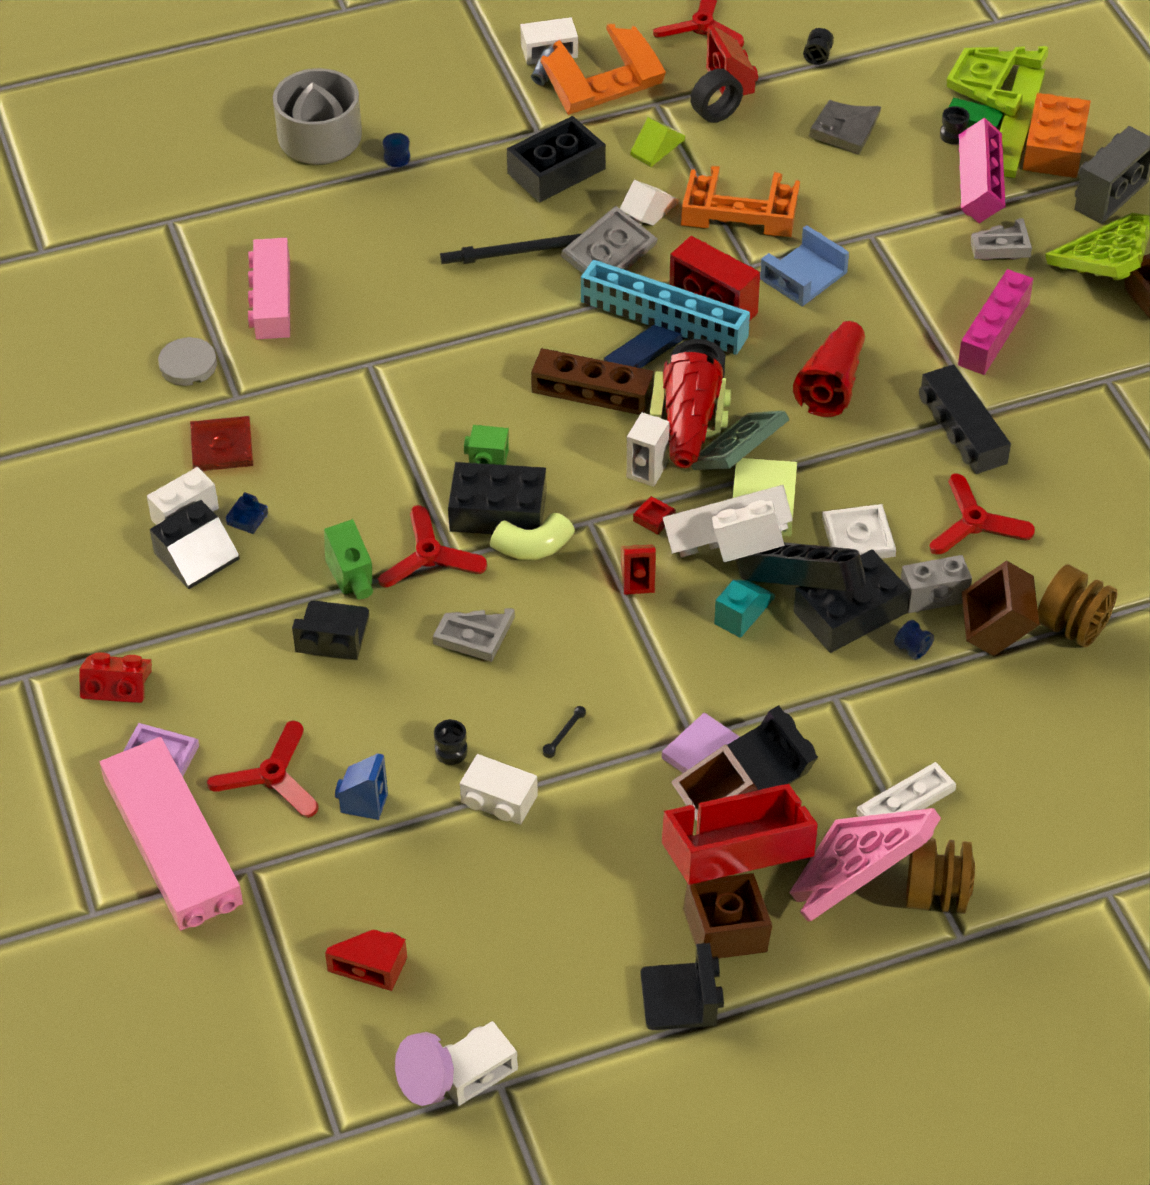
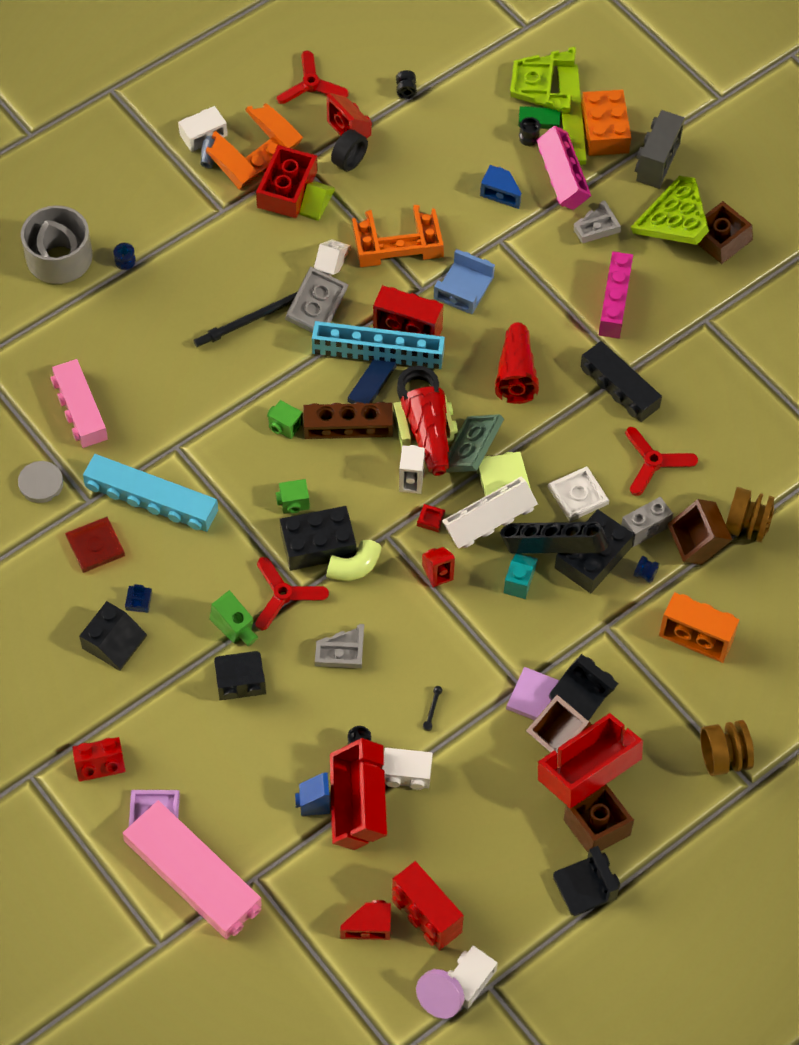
camera: 20 degrees left, 10 degrees up
(181, 494) = (89, 602): white brick -> none
(280, 780) = (243, 791): red piece -> none
(313, 402) = (150, 493): none -> medium azure brick
(418, 798) = (358, 794): none -> red piece
(451, 956) = (427, 906): none -> red brick
(513, 362) = (285, 419): none -> bright green brick
(556, 159) = (250, 236): black brick -> none
(623, 108) = (286, 181): none -> red brick
(747, 530) = (511, 521): white brick -> none
(845, 125) = (449, 149): flat silver plate -> none
(856, 853) = (672, 749): bright pink wing -> none
(892, 175) = (500, 187): none -> blue slope
(912, 793) = (681, 692): white tile -> none
(956, 720) = (699, 627): none -> orange brick

